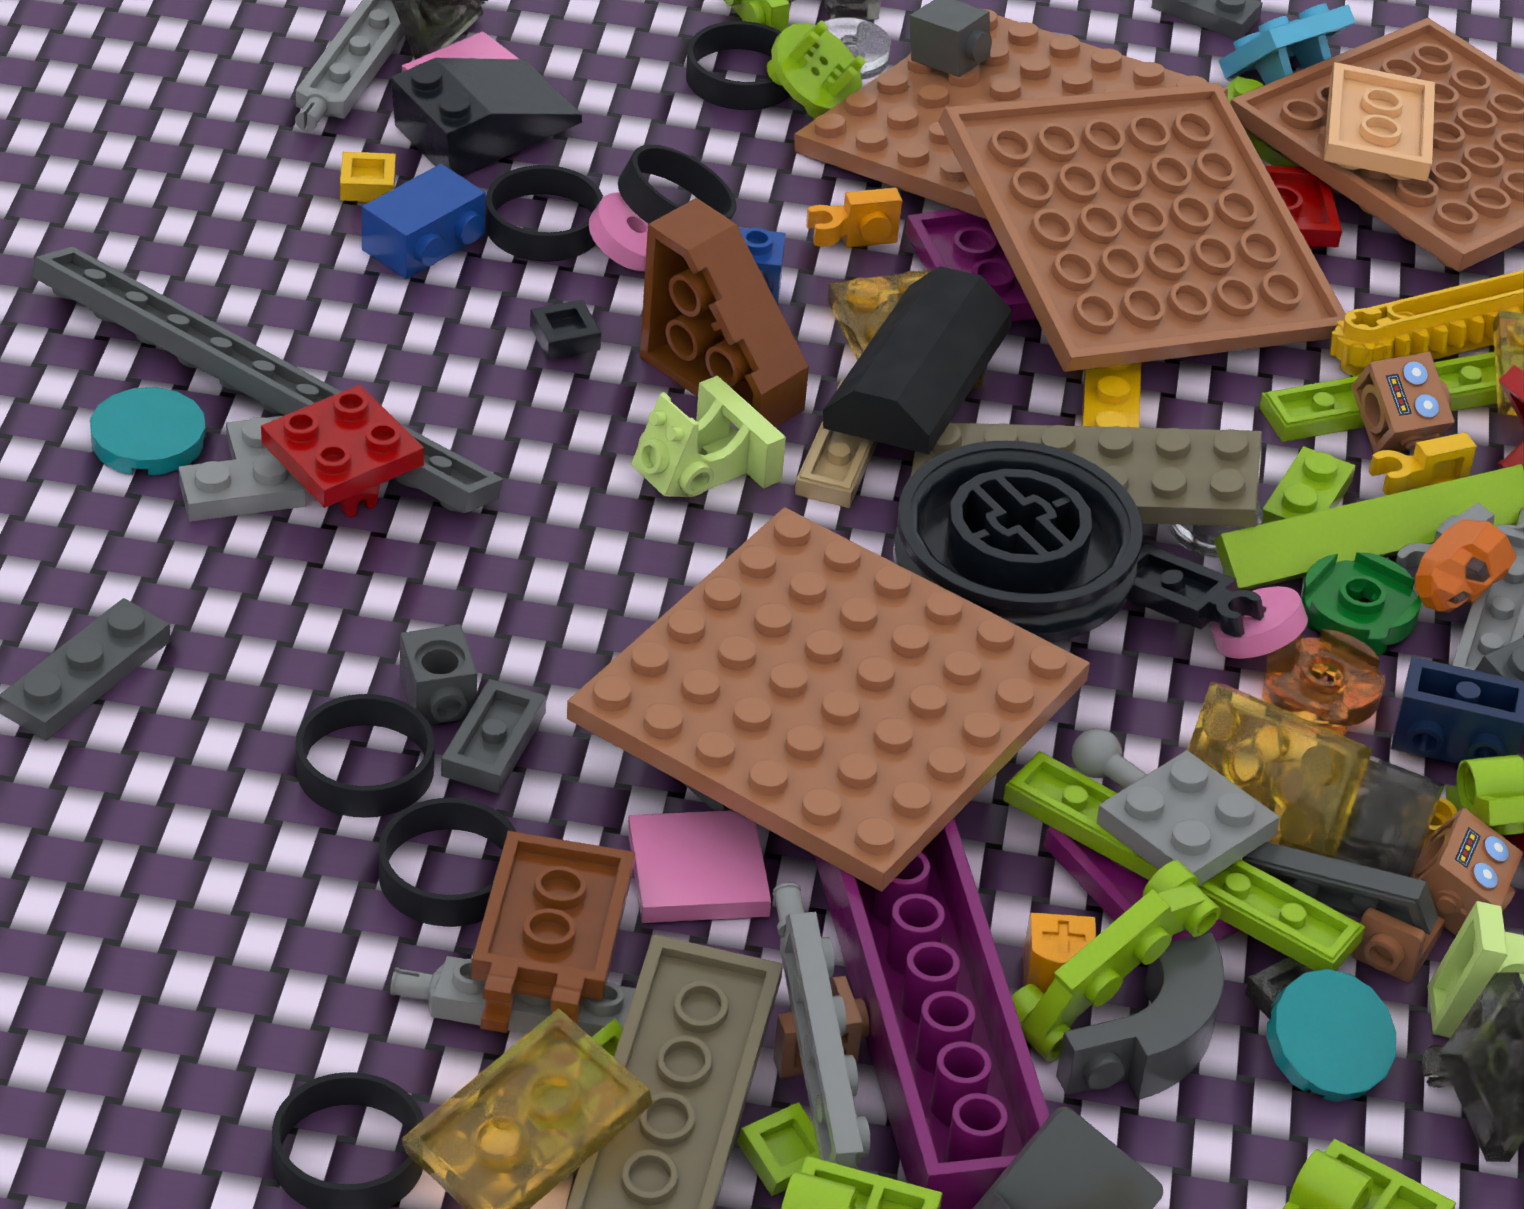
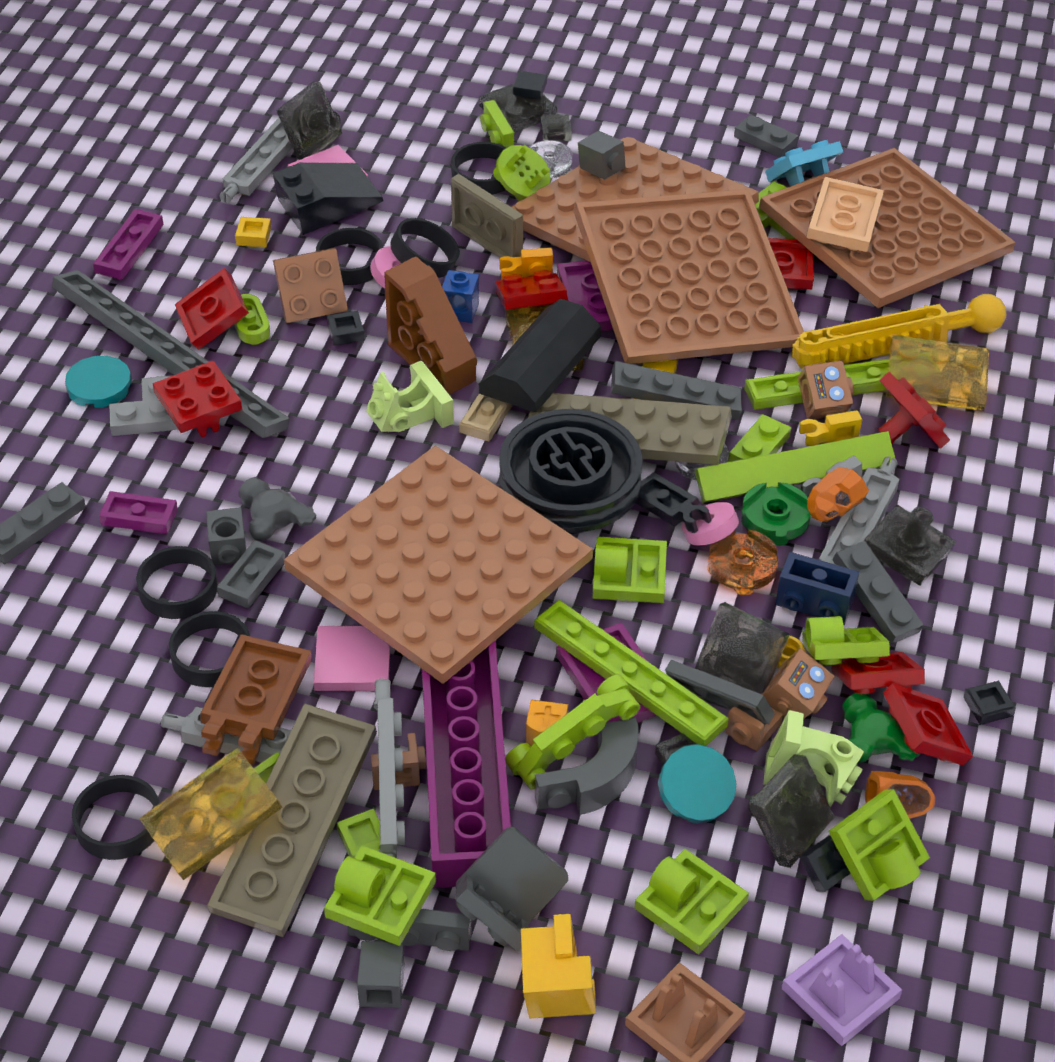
camera: 10 degrees right, 5 degrees up
(151, 202) = (128, 244): none -> magenta plate
(271, 643) = (138, 512): none -> magenta plate
(328, 303) = (211, 309): none -> red plate
(394, 319) = (255, 326): none -> lime plate
(423, 221) = (259, 258): blue brick -> none
(494, 259) = (310, 285): none -> nougat plate
(507, 626) = (272, 508): none -> dark grey animal
(775, 144) = (486, 218): none -> dark tan tile
(871, 260) = (530, 291): none -> red plate
(1113, 401) = (669, 387): none -> dark grey plate
(1141, 698) = (629, 569): none -> lime plate
(1175, 811) = (631, 644): light grey plate -> none
(1283, 763) = (690, 621): clear yellow plate -> none

